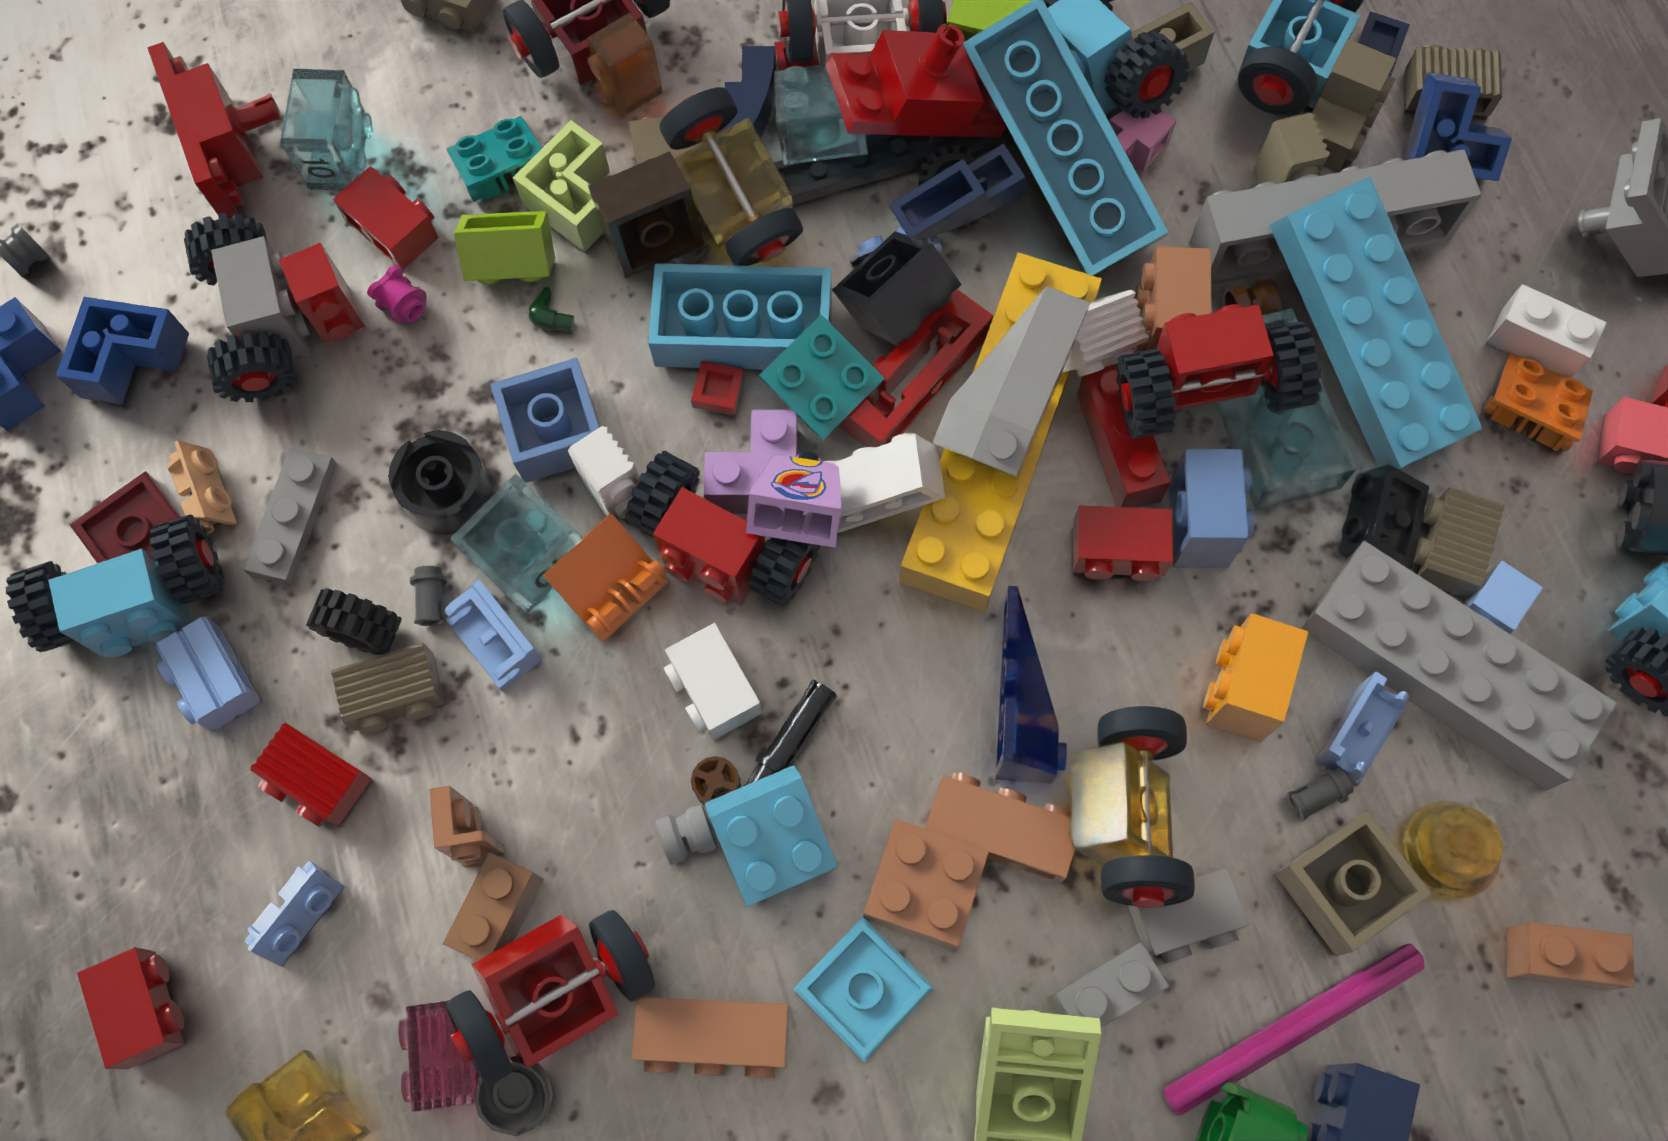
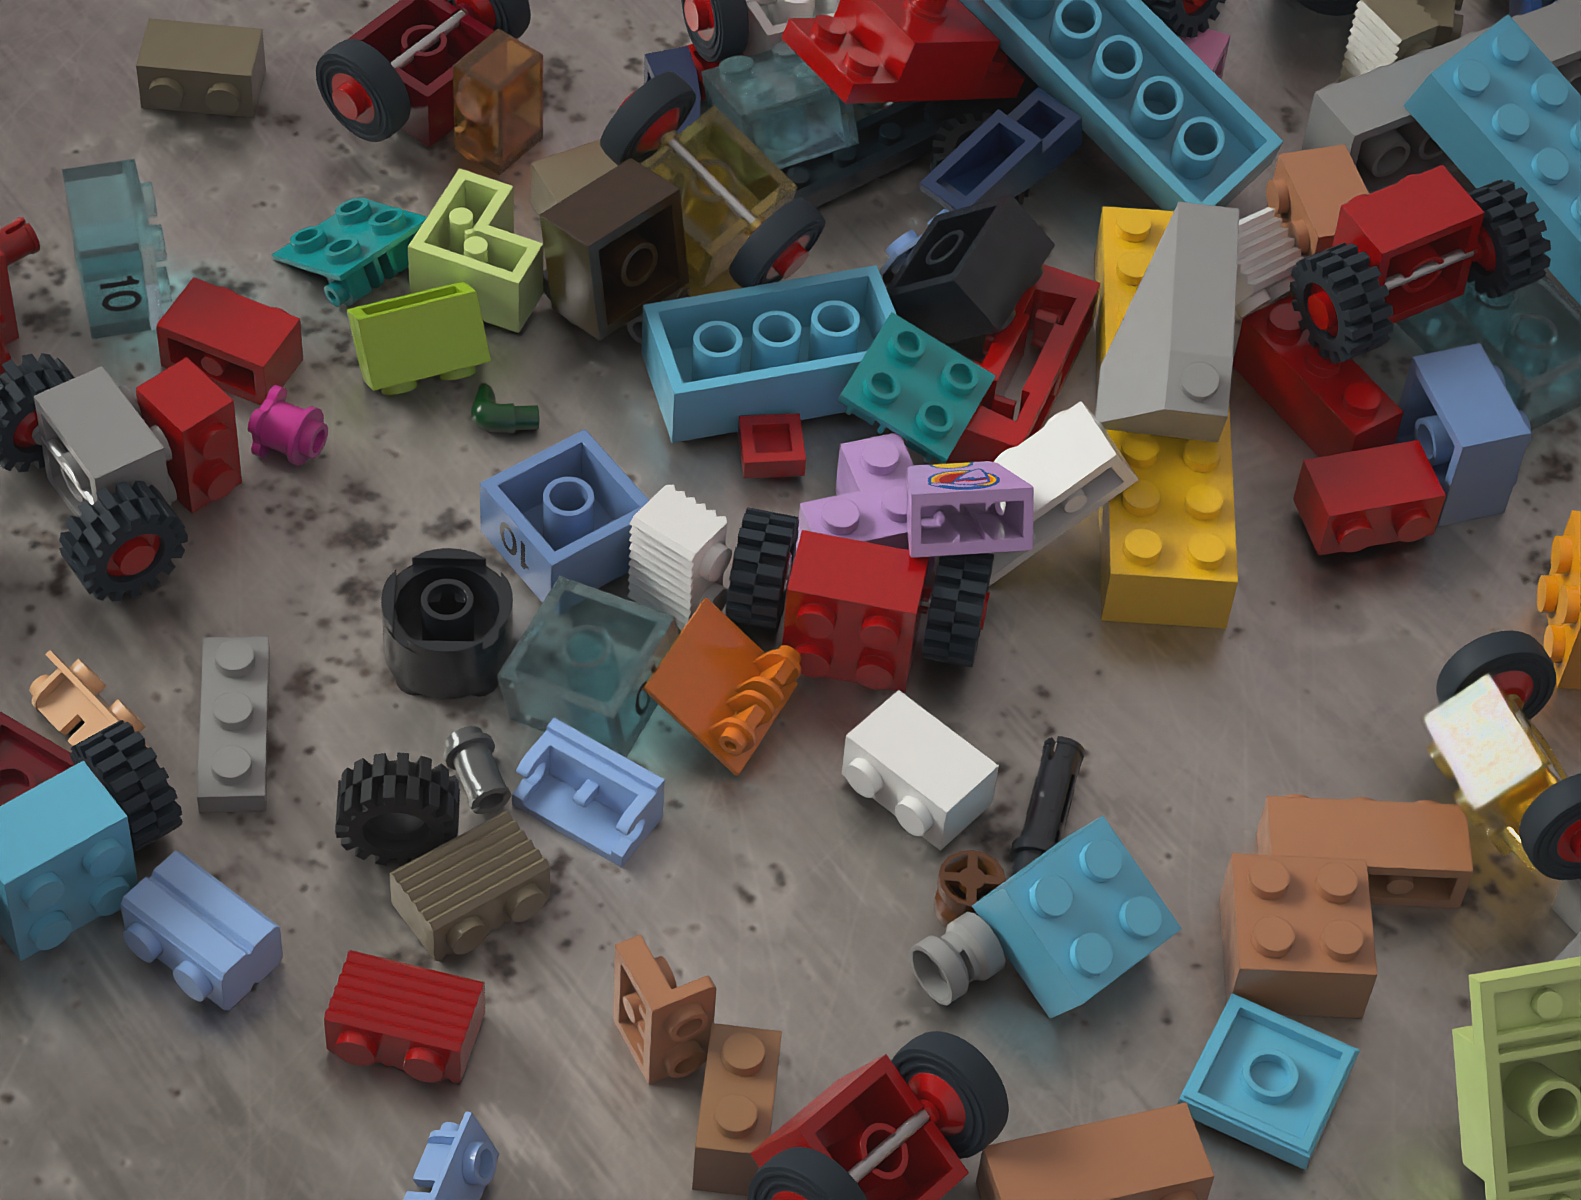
camera: 25 degrees left, 20 degrees down
(1026, 718) = (1331, 711): clear blue wedge -> none

